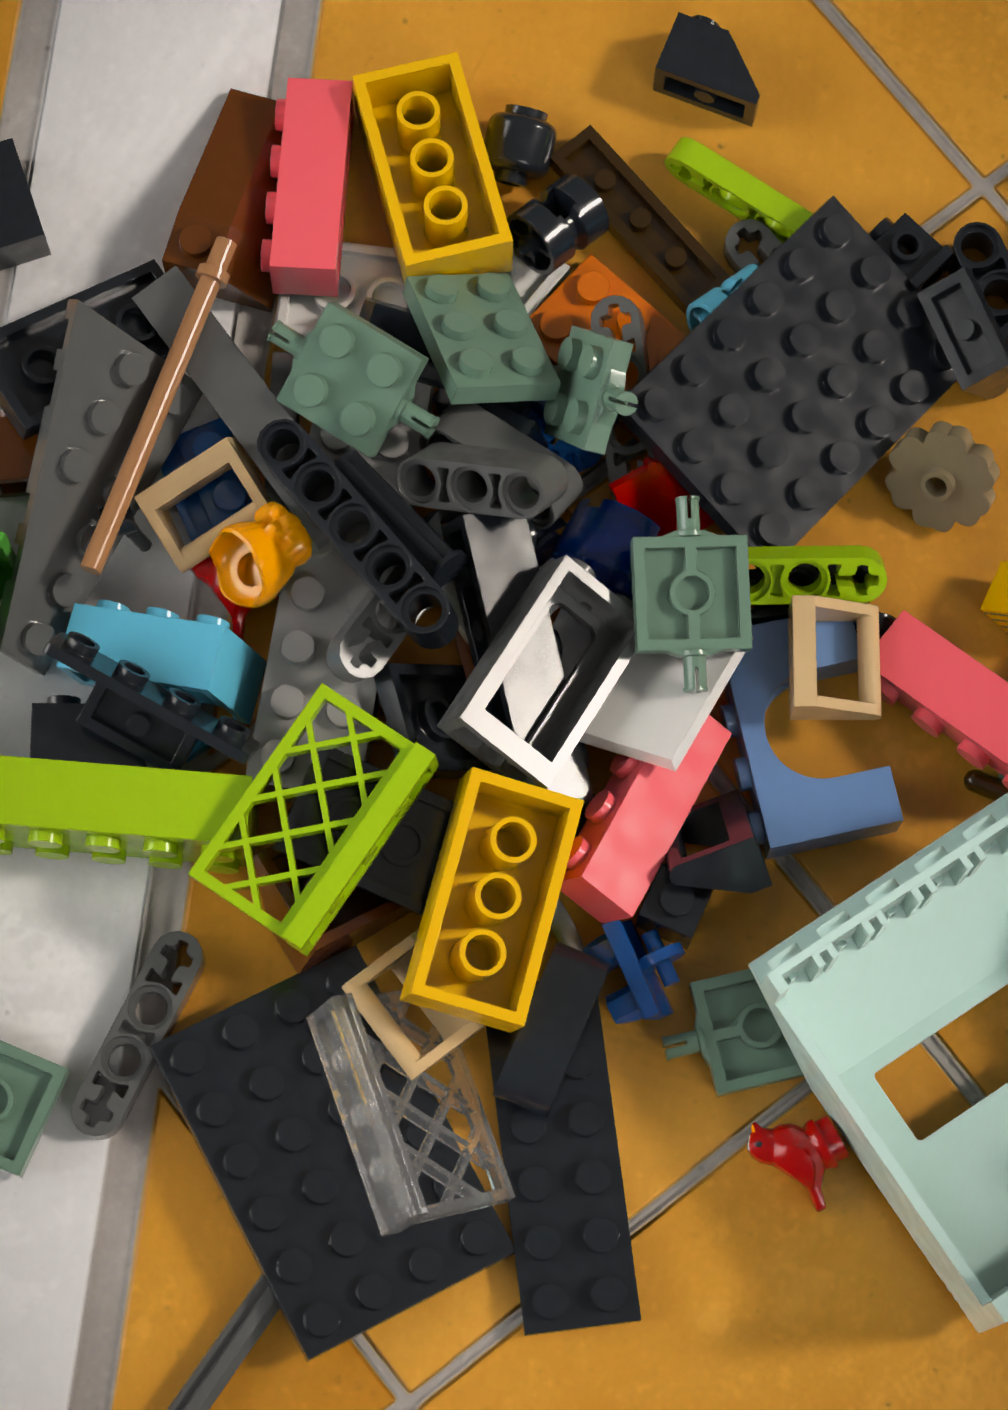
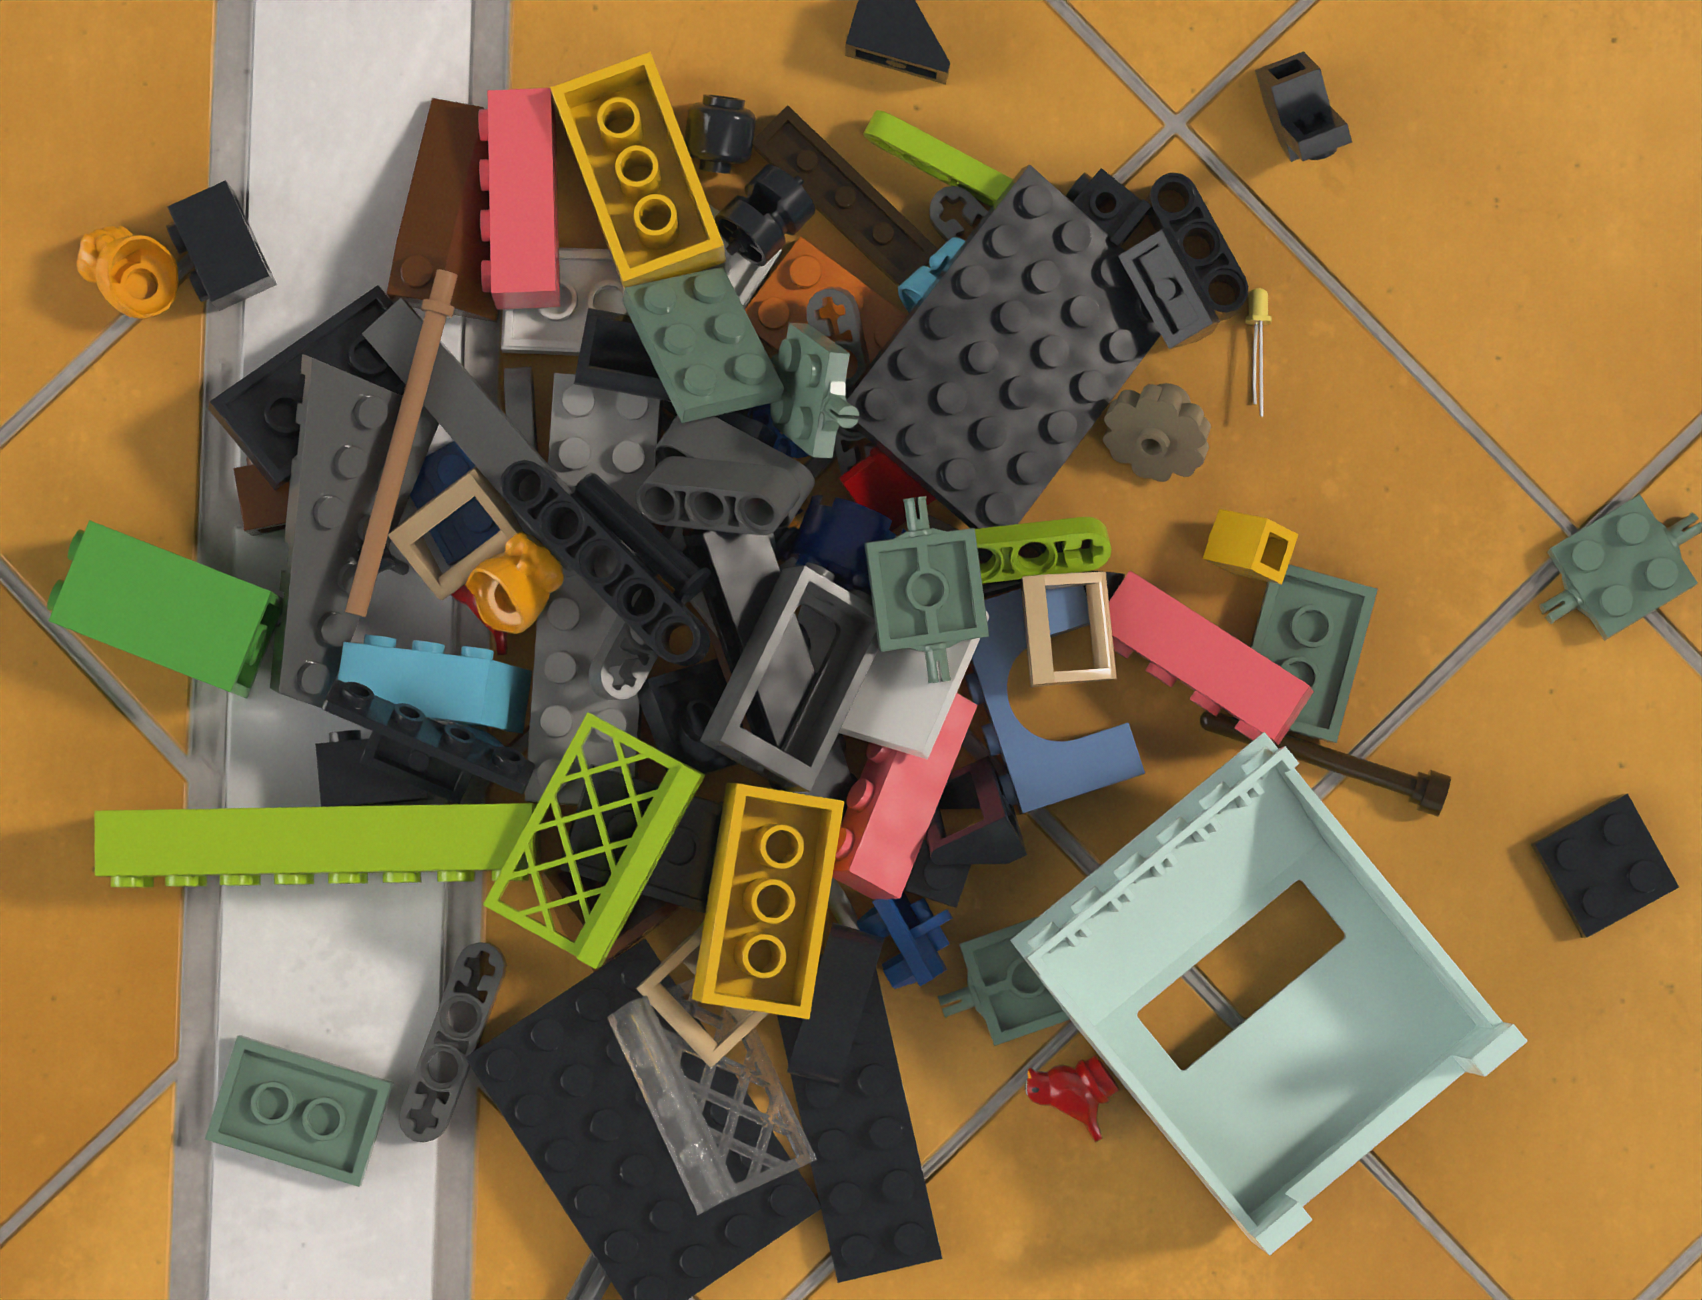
camera: 10 degrees left, 10 degrees up
(352, 379) = (584, 405): sand green plate -> none

